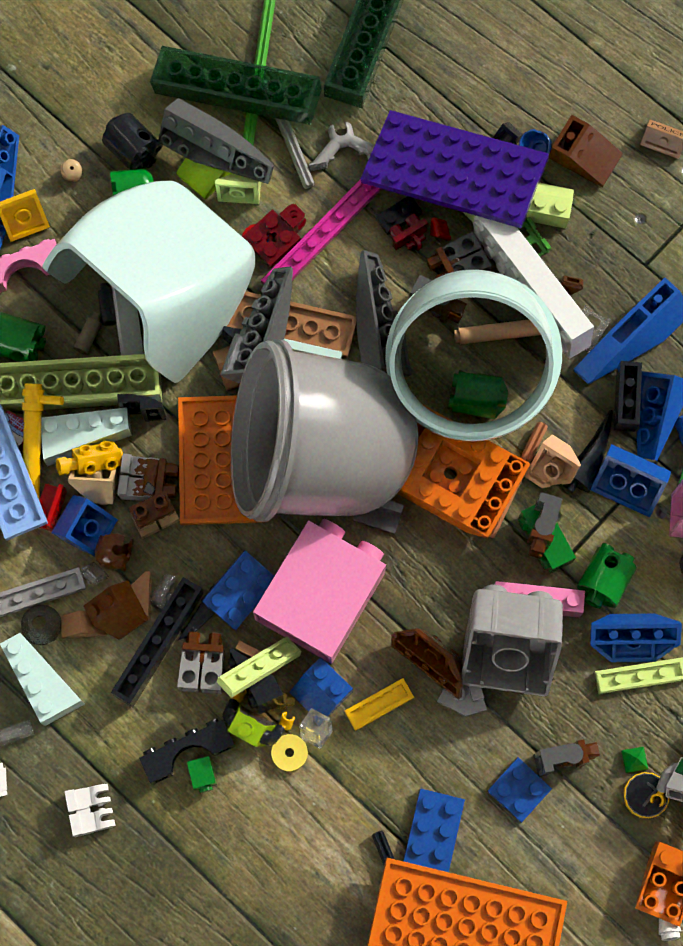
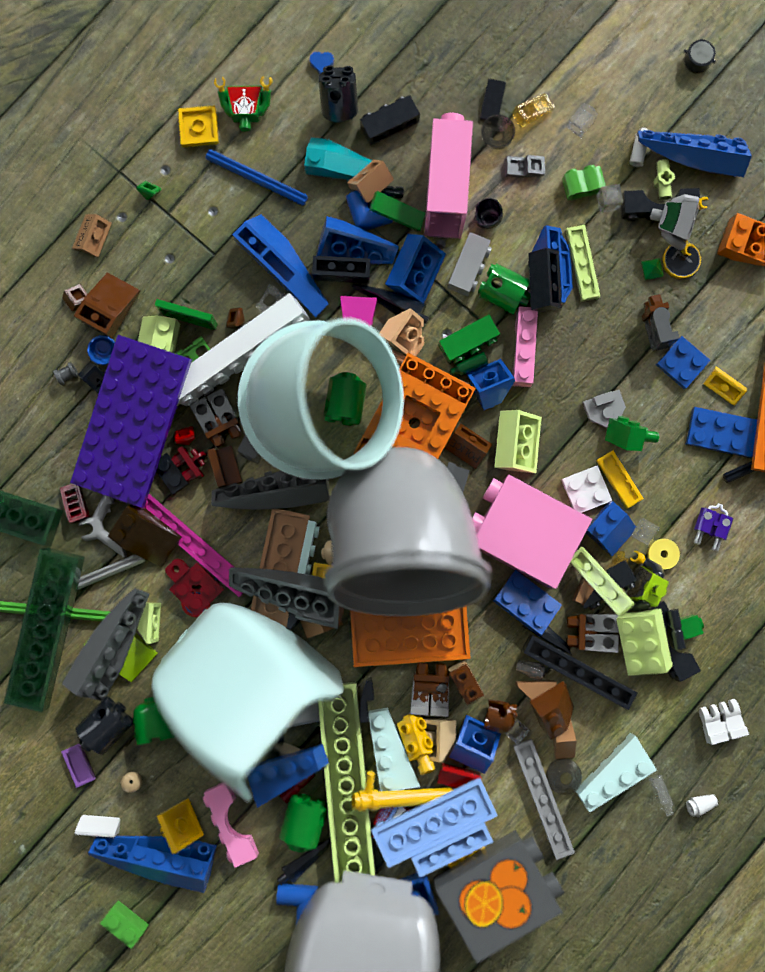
camera: 90 degrees left, 10 degrees up
(28, 138) = (98, 826): none -> white slope
(57, 339) = (296, 788): none -> dark red piece
(68, 316) = (281, 773): none -> blue wedge
(91, 120) = (78, 765): none -> medium lavender tile
(187, 716) = (644, 642): none -> yellowish green brick
(197, 754) = (676, 631): none -> black piece
(321, 812) = (713, 524): none -> dark purple piece
(331, 184) = (144, 535): none -> dark brown slope
(365, 126) = (67, 505): none -> dark red slope
(368, 666) = (586, 489): none -> white plate
(404, 268) = (224, 466): none -> reddish brown panel
(423, 532) = (468, 446): none -> reddish brown panel
(426, 588) = (518, 441): none -> yellowish green slope
(430, 710) = (629, 434): none -> green brick
(431, 657) = (581, 434): reddish brown wedge -> none
(490, 840) = (725, 386): none -> yellow slope
(495, 558) = (491, 383): none -> blue slope
(510, 111) = (66, 373): none -> dark grey bush
(512, 641) = (570, 364): light grey brick -> none
(517, 537) = (470, 364): none -> dark green cylinder
(541, 533) = (468, 339): dark grey hips -> none
(573, 231) = (186, 314): none -> green tile
(575, 414) = (359, 308): none -> dark pink torso
(597, 120) = (74, 296): none -> reddish brown slope
(614, 616) = (544, 280): none -> black brick
(637, 541) = (470, 264): none -> light grey brick

